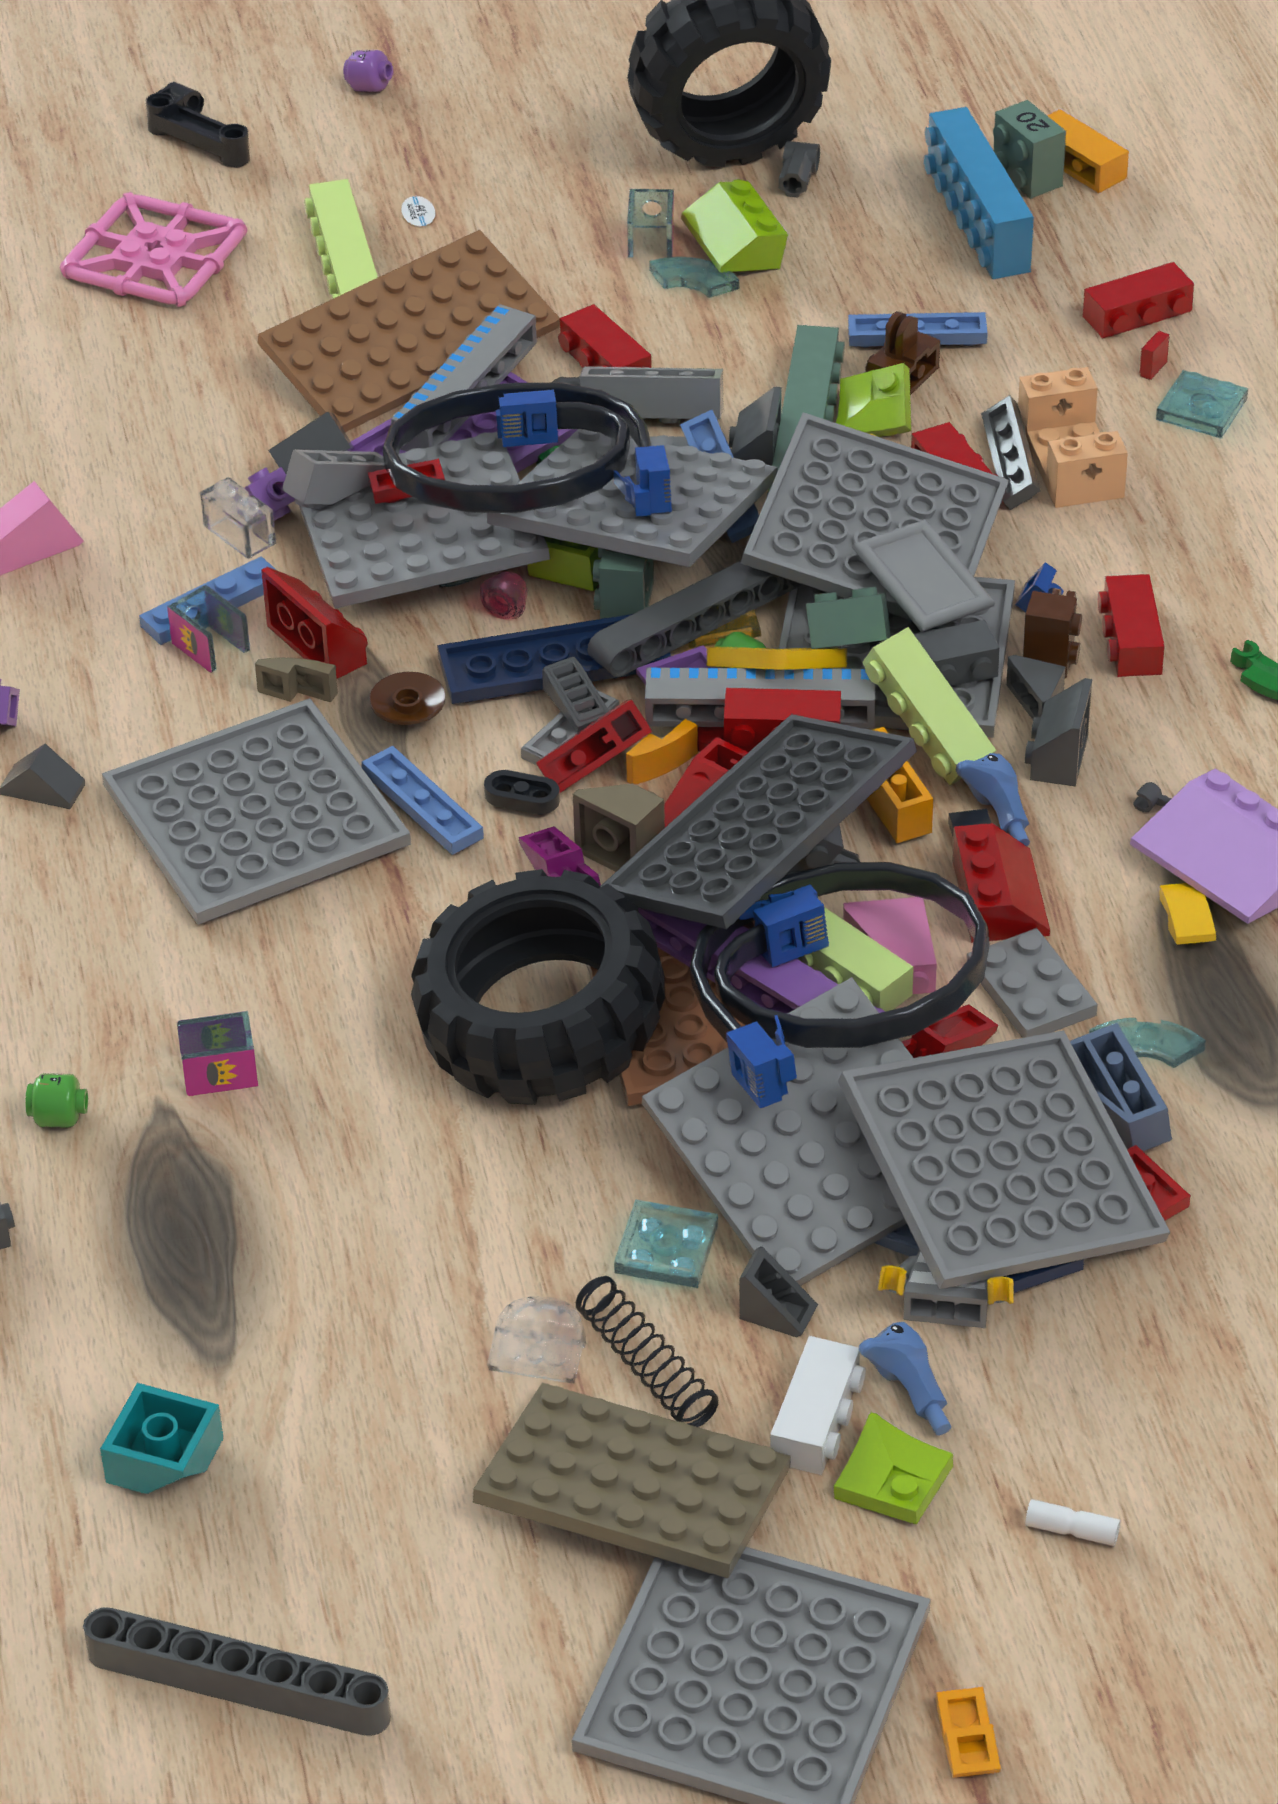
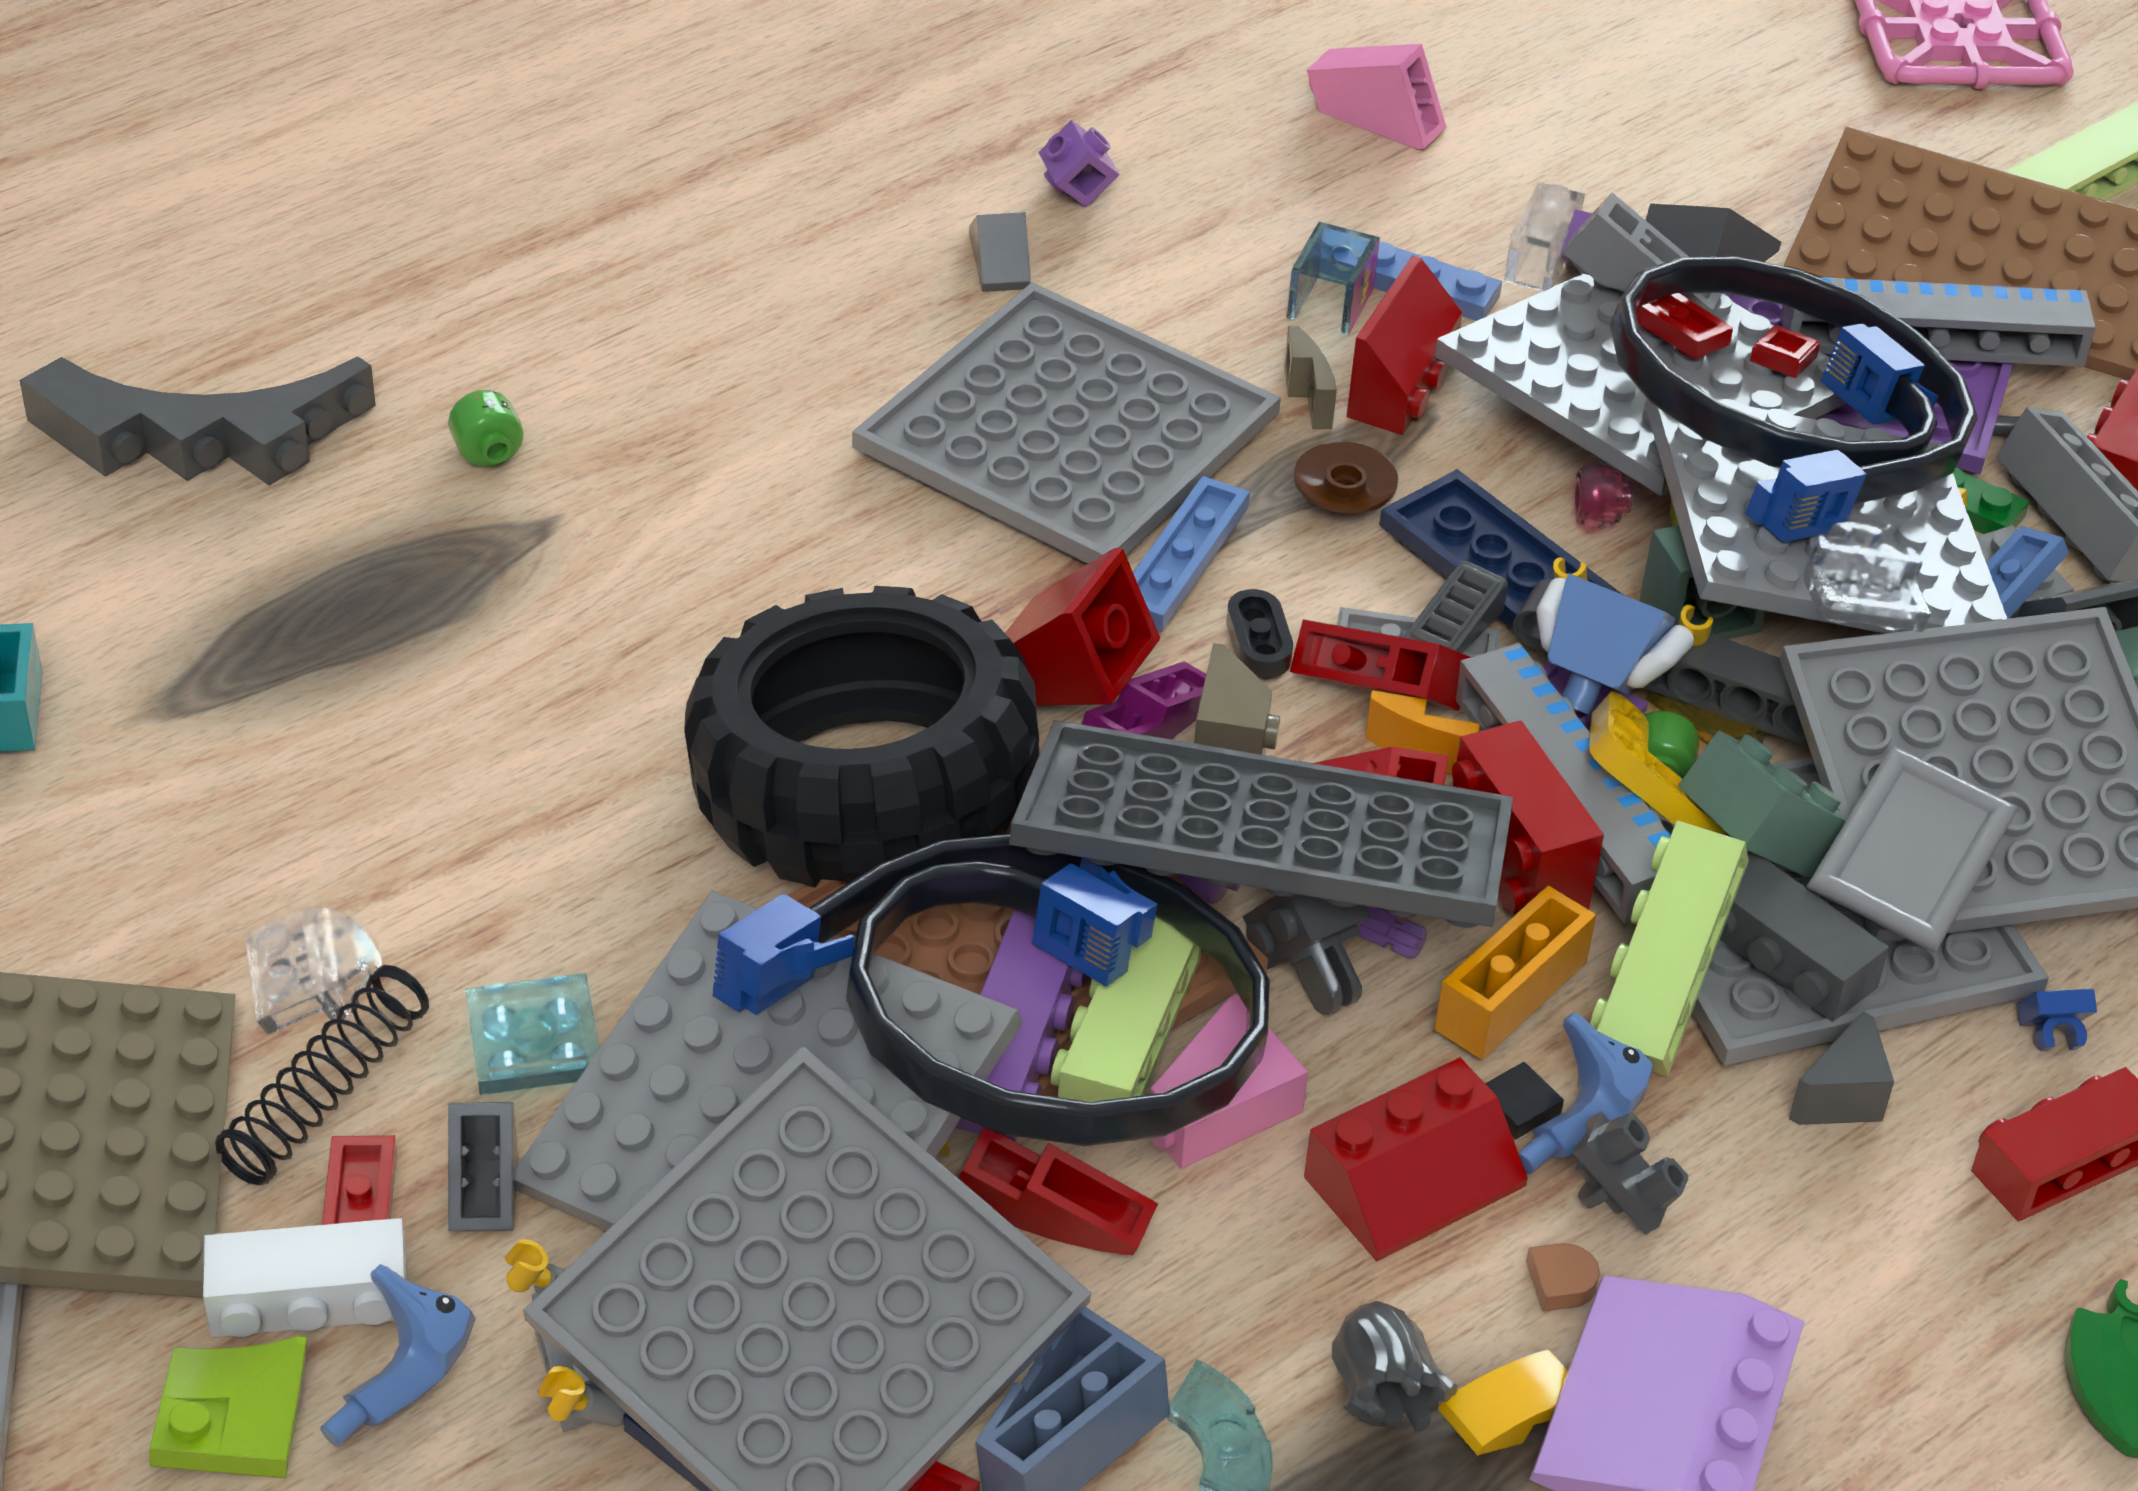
camera: 60 degrees right, 0 degrees up
(217, 1053) = (621, 548): piece -> none
(463, 450) = (1785, 351): none -> red tile
(492, 848) = (1086, 634): none -> red slope
(669, 627) = (1609, 636): none -> medium blue torso
(725, 494) = (1865, 580): none -> clear slope
(752, 1363) = (360, 1179): none -> red plate
(1035, 985) = (1253, 1268): light grey plate -> none
(1051, 628) = (1958, 1038): reddish brown brick -> none
(1061, 736) = (1758, 1135): dark grey slope -> none
(1064, 797) = (1621, 1176): none -> dark grey hips
(1107, 861) = (1562, 1275): none -> nougat tile
(1146, 947) = (1388, 1368): none -> dark grey piece
(1149, 796) = (1729, 1276): dark grey hand -> none

